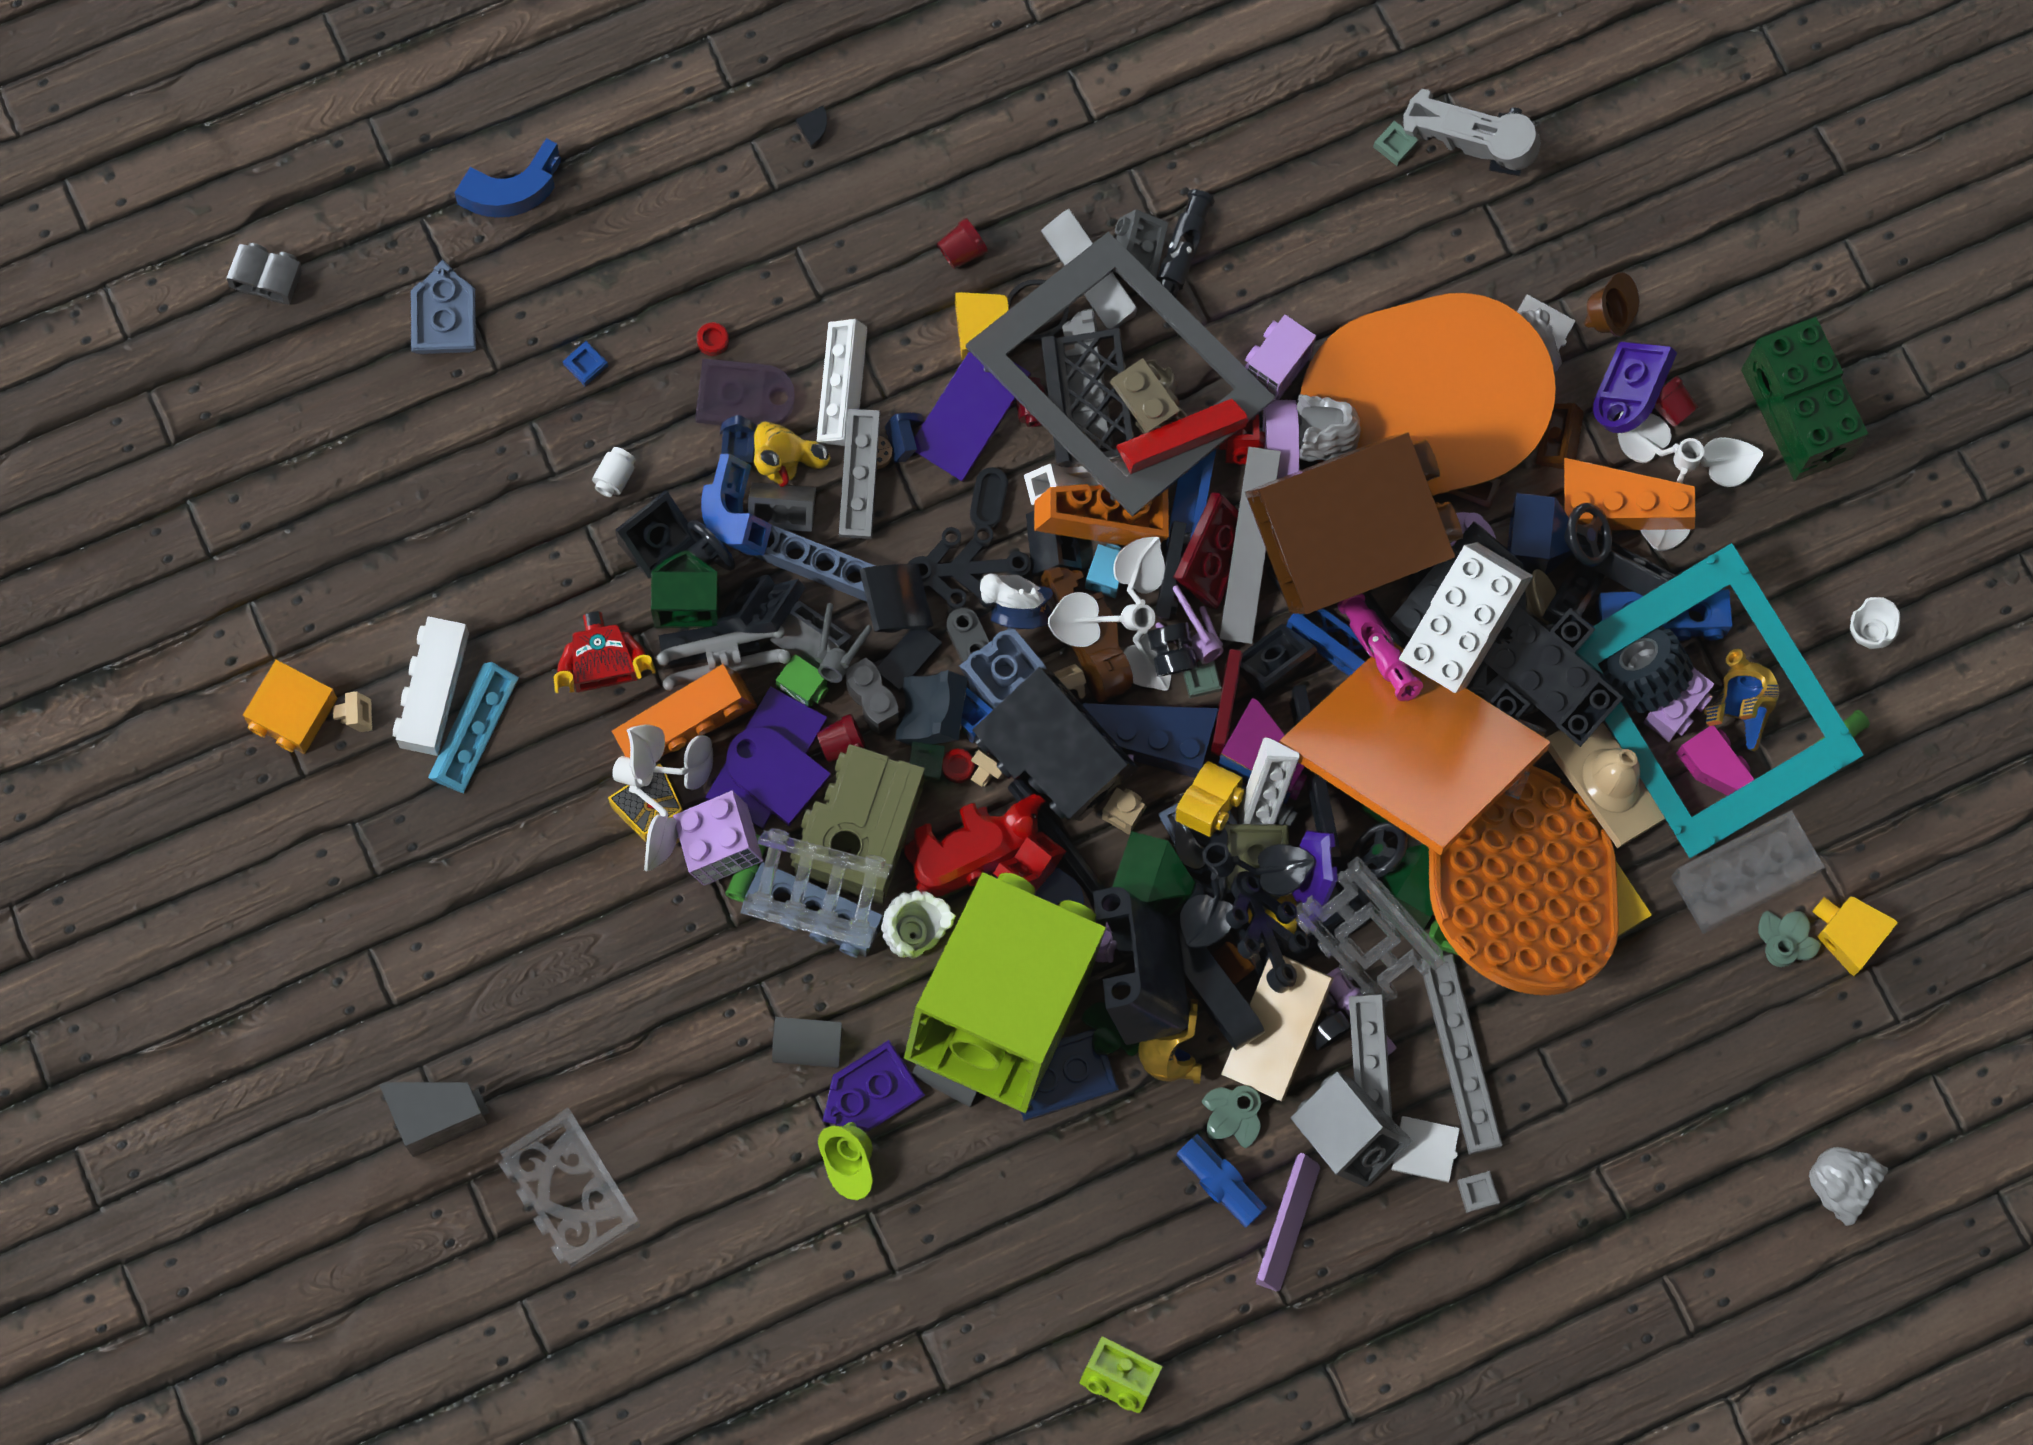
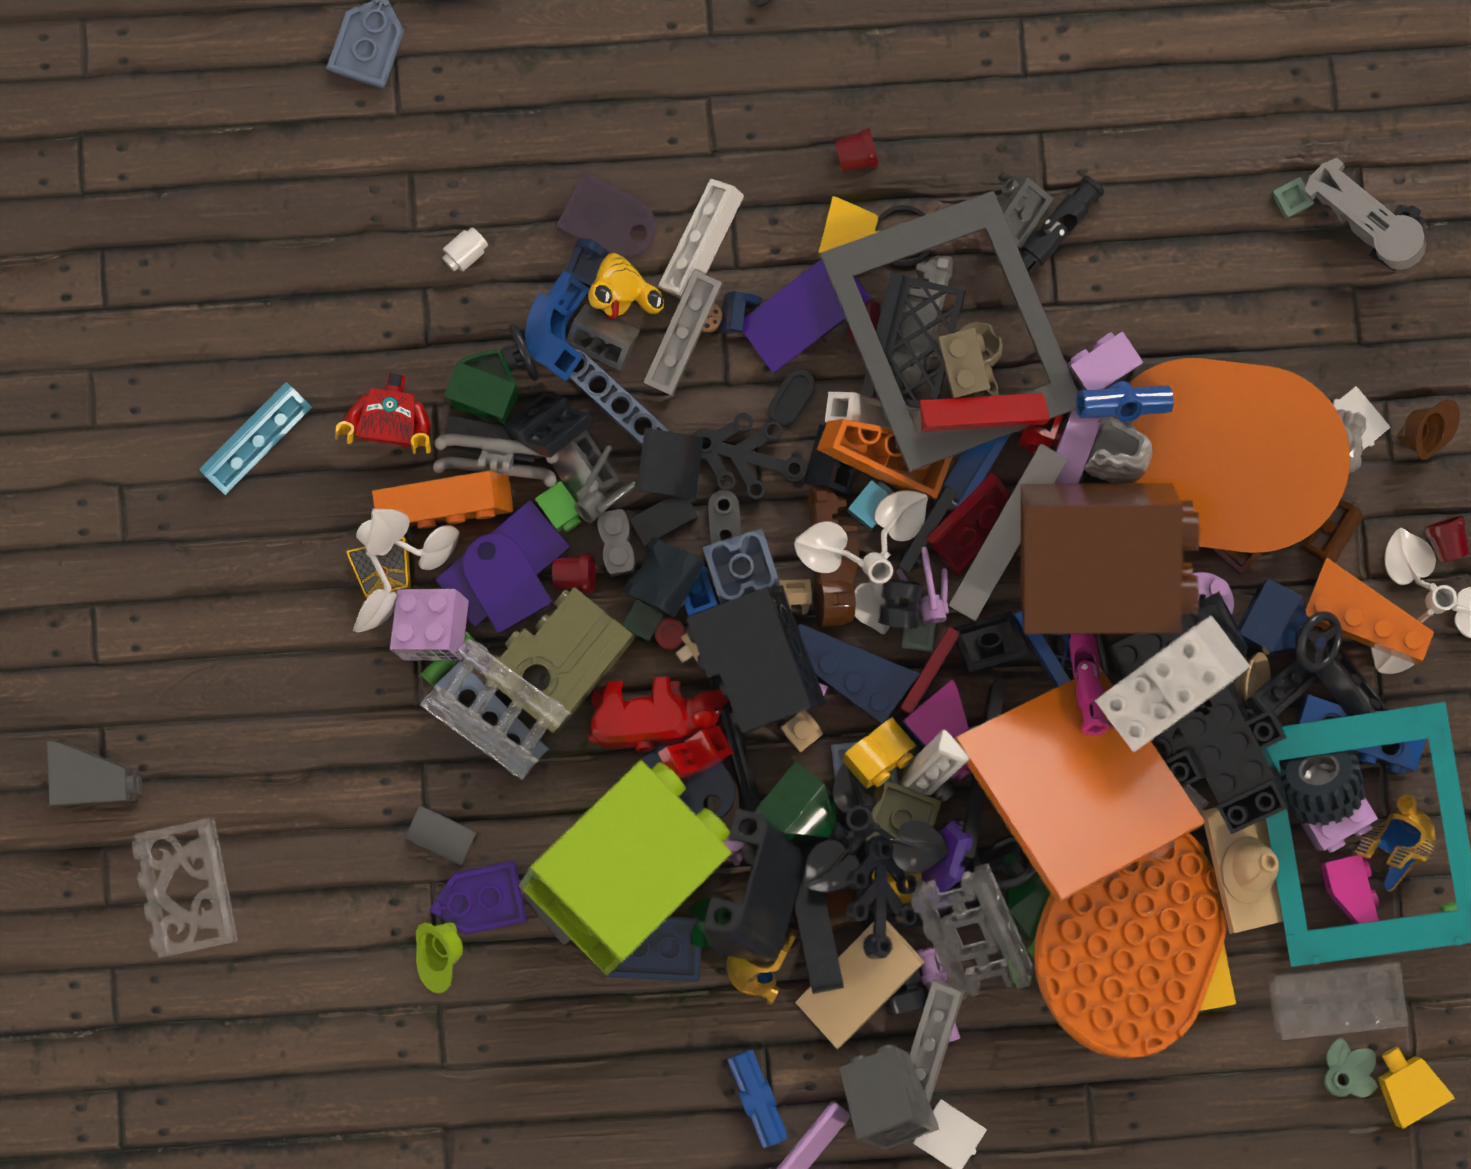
camera: 20 degrees right, 10 degrees up
(289, 707) = (98, 362): light orange piece -> none
(355, 712) = (155, 387): tan tile -> none
(431, 686) = (231, 387): white brick -> none
(585, 363) = (477, 137): blue tile -> none
(654, 533) = (479, 322): black slope -> none
(712, 339) = (600, 156): red tile -> none
(917, 915) = (576, 756): white hair -> none
(1018, 601) = (778, 508): piece -> none
(1108, 295) = (958, 186): light grey slope -> none
(1230, 1118) = (787, 1043): sand green plate -> none
(1313, 378) = (1124, 401): none -> blue piece
(1462, 1058) = (1014, 1071): light grey tile -> none
(1632, 385) = (1417, 510): dark purple tile -> none

